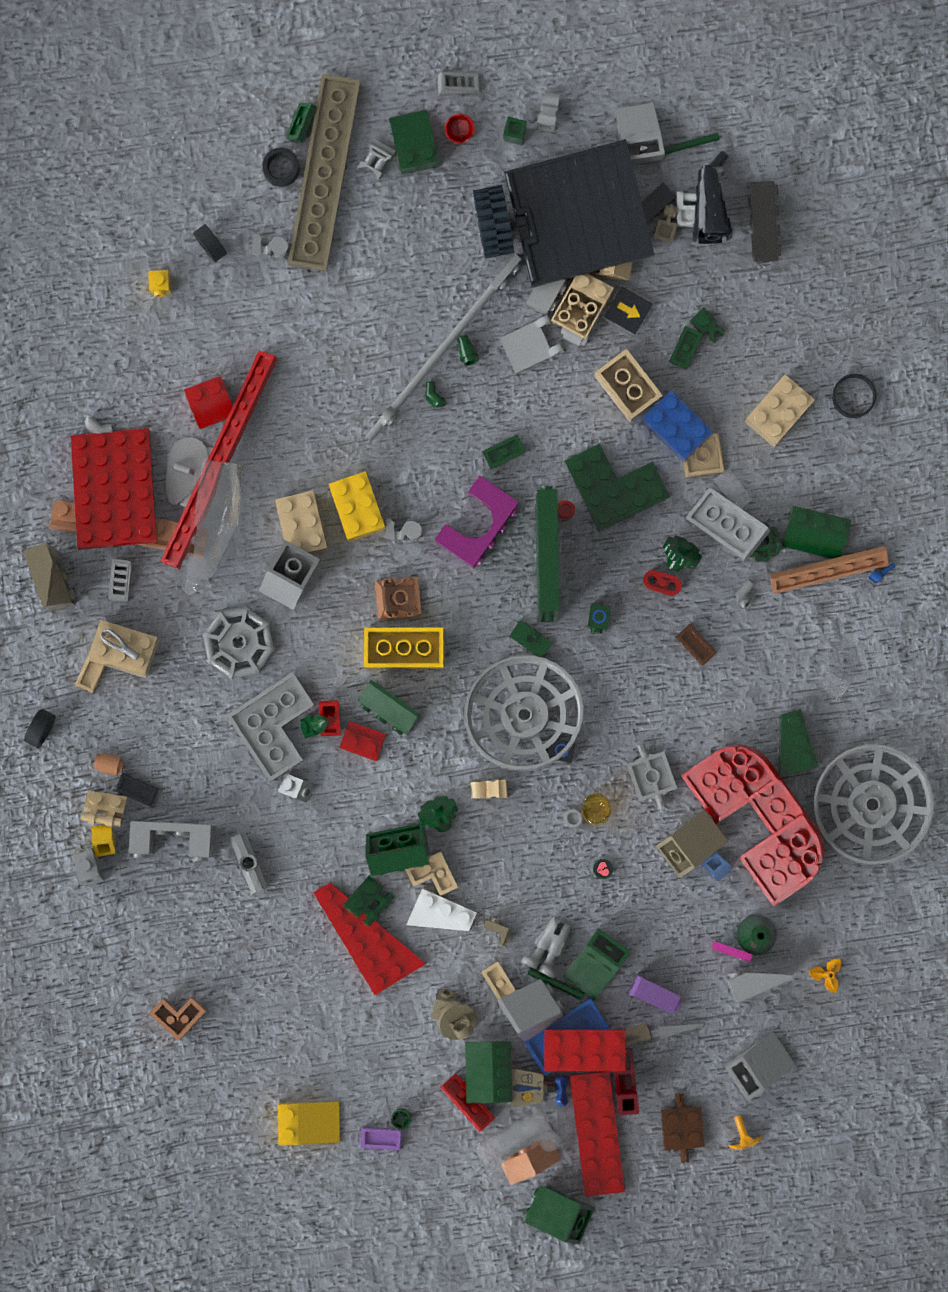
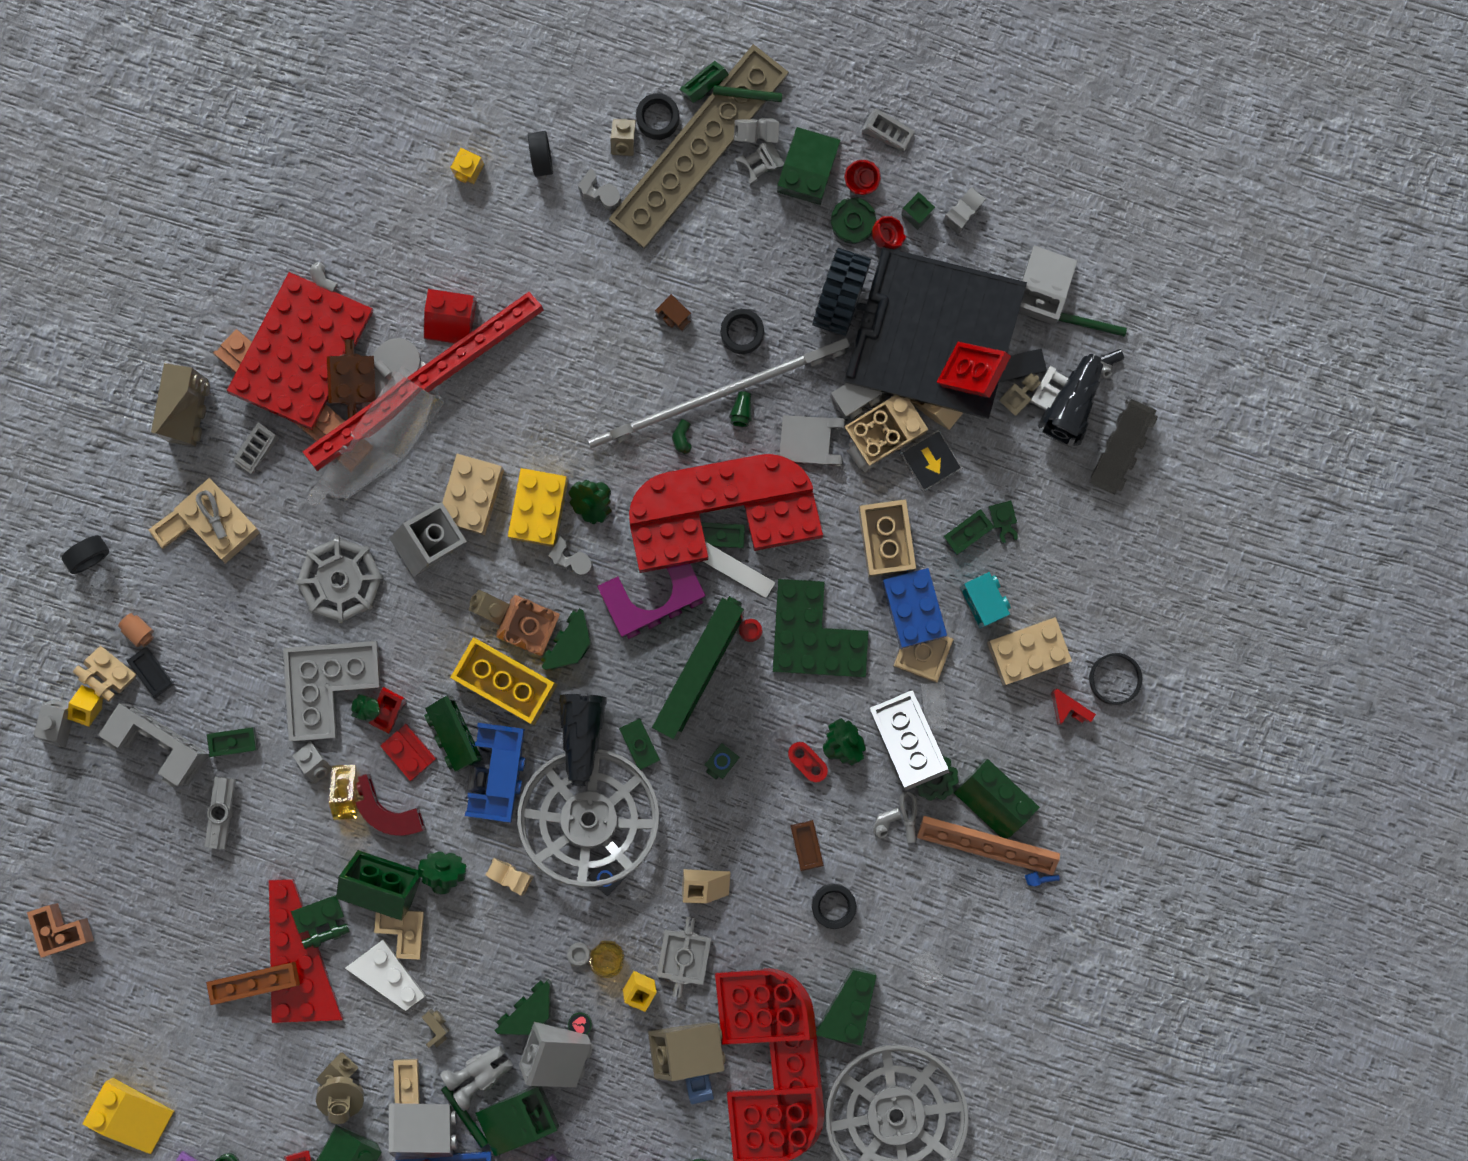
camera: 25 degrees right, 0 degrees up
(164, 488) = (350, 379): none -> reddish brown plate
(227, 806) = (232, 742): none -> dark green plate
(263, 197) = (623, 137): none -> dark tan bracket
(332, 796) = (343, 792): none -> clear yellow arch
(339, 113) = (747, 93): none -> dark green bar
(345, 973) = (253, 983): none -> dark orange plate
(361, 600) = (488, 606): none -> dark tan bracket
(365, 133) = (753, 129): none -> light grey leg
(376, 307) = (674, 313): none -> reddish brown brick
(380, 799) = (383, 819): none -> dark red arch
(393, 480) = (591, 501): none -> dark green plant
(426, 731) = (478, 779): none -> flat silver slope
(429, 278) = (737, 314): none -> black tyre
(438, 594) = (570, 644): none -> dark green slope
(443, 716) = (503, 773): none -> blue bracket
(454, 450) = (668, 507): none -> red plate
(470, 164) = (853, 220): none -> dark green tile
(480, 646) = (581, 724): none -> black cone
(502, 159) = (888, 233): none -> red hair
(526, 471) = (738, 571): none -> white sticker
(561, 880) = (534, 1009): none -> dark green slope
(598, 900) = (554, 1056): none -> light grey slope
(623, 224) = (973, 369): none -> red plate
(633, 819) = (639, 991): none -> yellow brick
(637, 715) = (704, 885): none -> tan slope
(726, 390) = (985, 599): none -> teal brick
(741, 692) = (834, 924): none -> black tyre
(761, 586) = (909, 823): none -> light grey piece
(827, 435) = (1064, 704): none -> red slope

